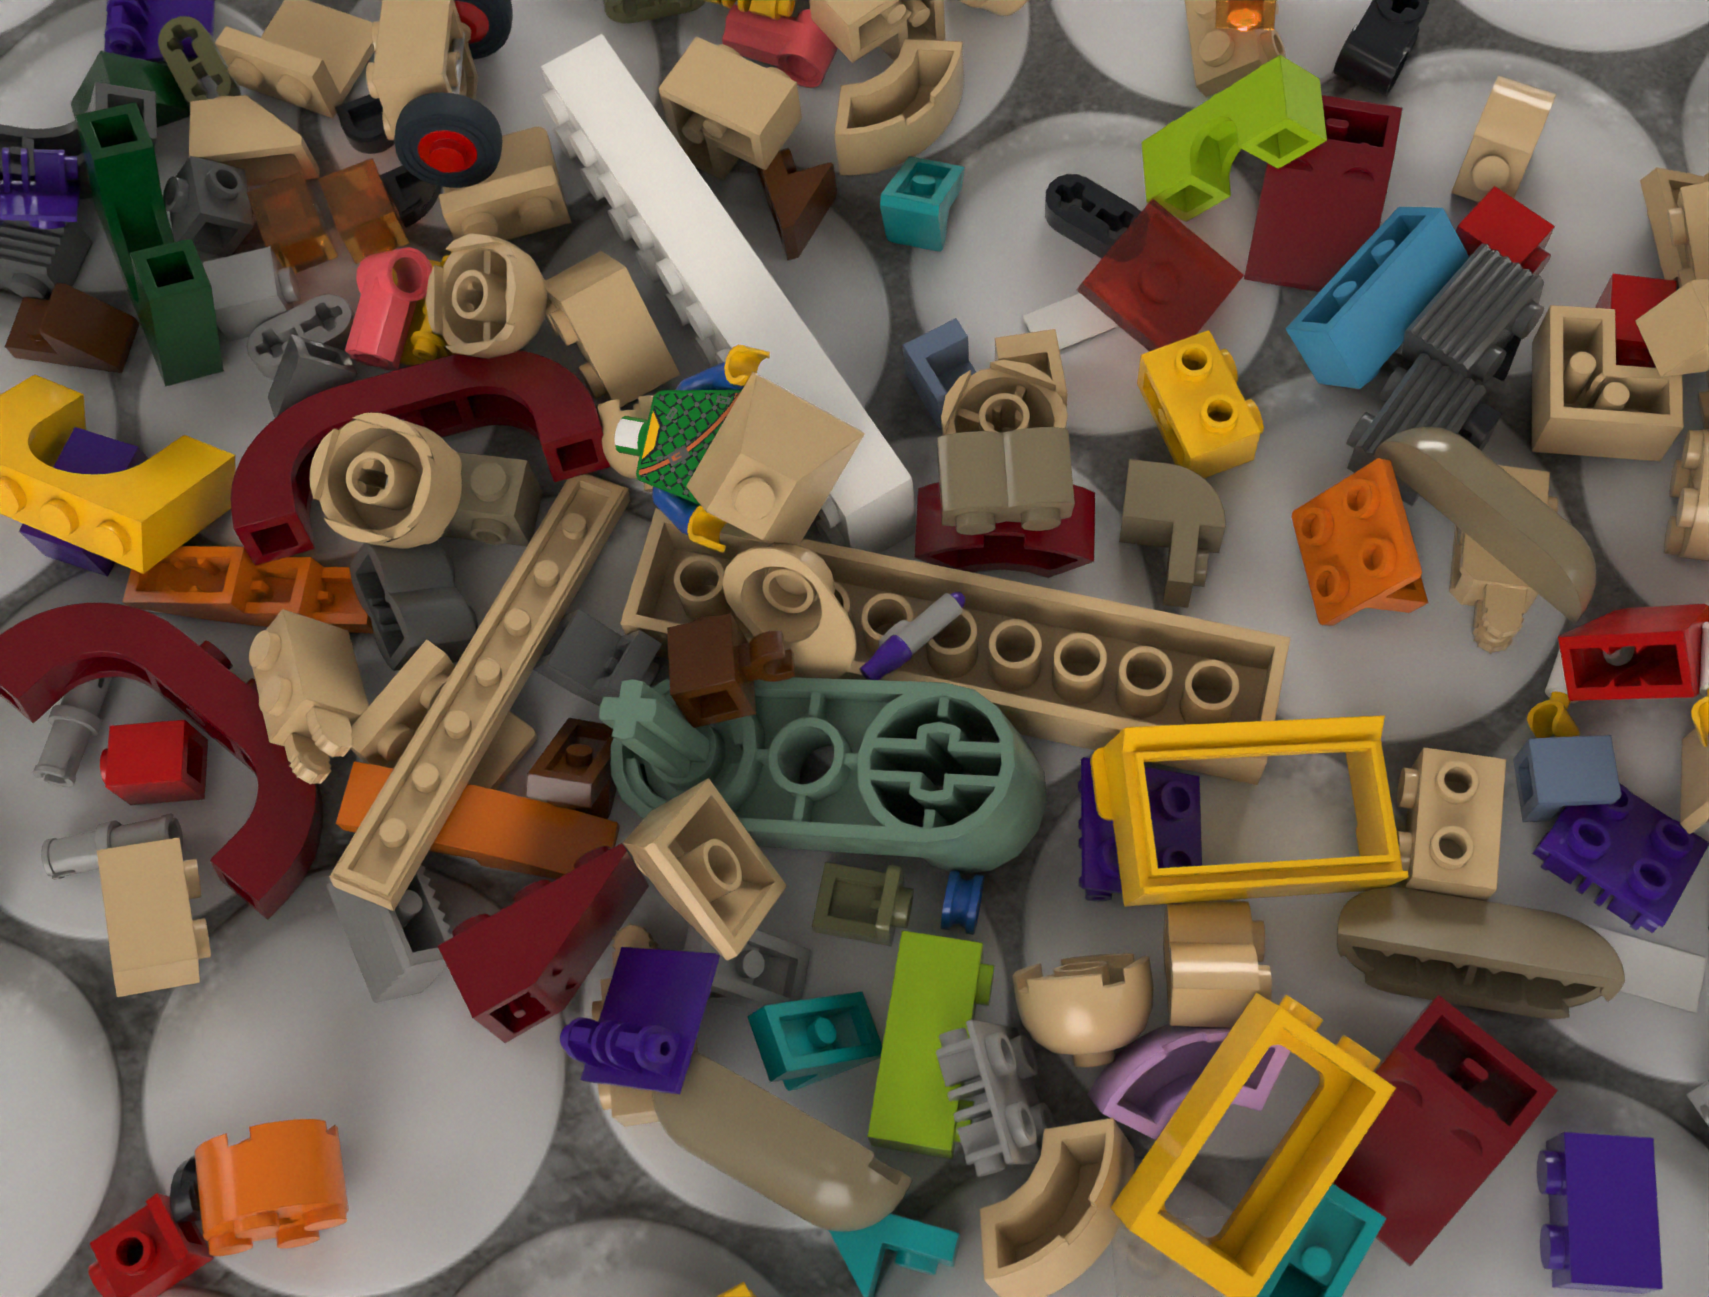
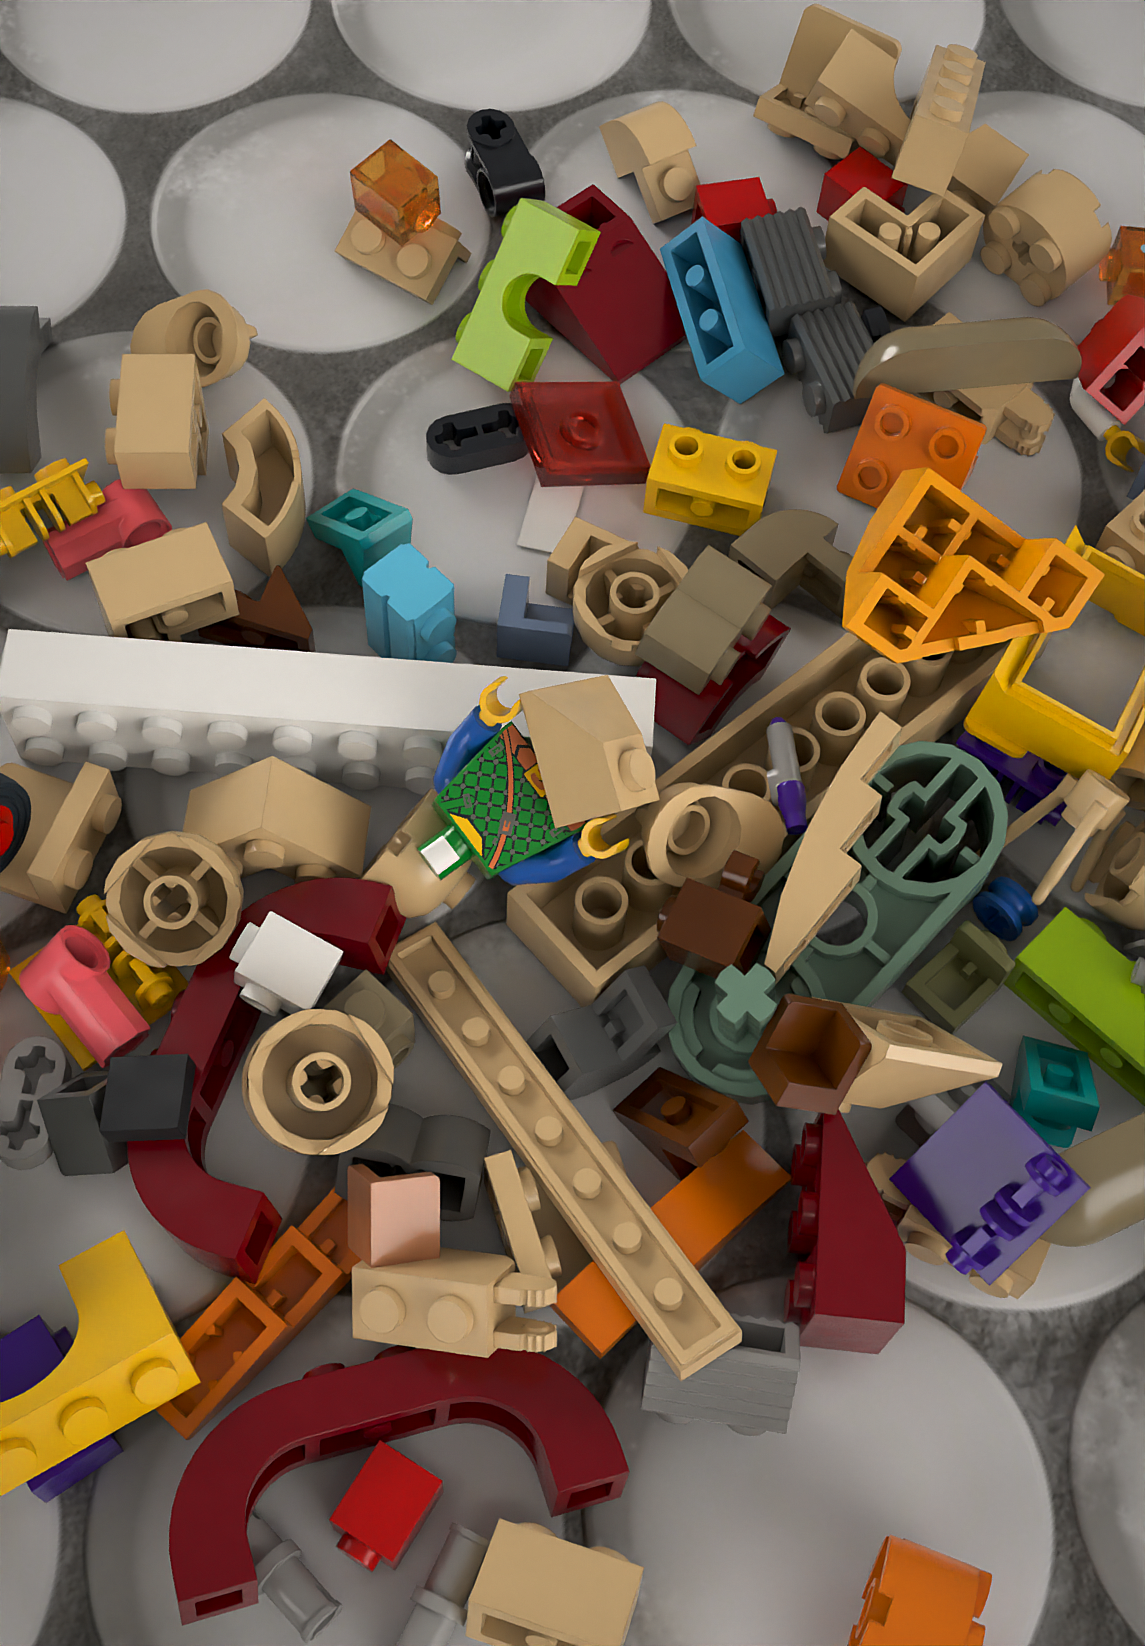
camera: 70 degrees left, 5 degrees down
(325, 394) = (148, 1098): none -> black piece
(339, 612) = (393, 1216): none -> nougat panel
(475, 402) = (282, 965): none -> white brick
(632, 798) = (809, 1054): none -> reddish brown panel
(817, 705) = (822, 868): none -> tan slope
(859, 279) = (409, 608): none -> medium azure brick
(1090, 902) = (1092, 808): none -> tan plant
(1198, 637) = (954, 577): none -> light orange brick

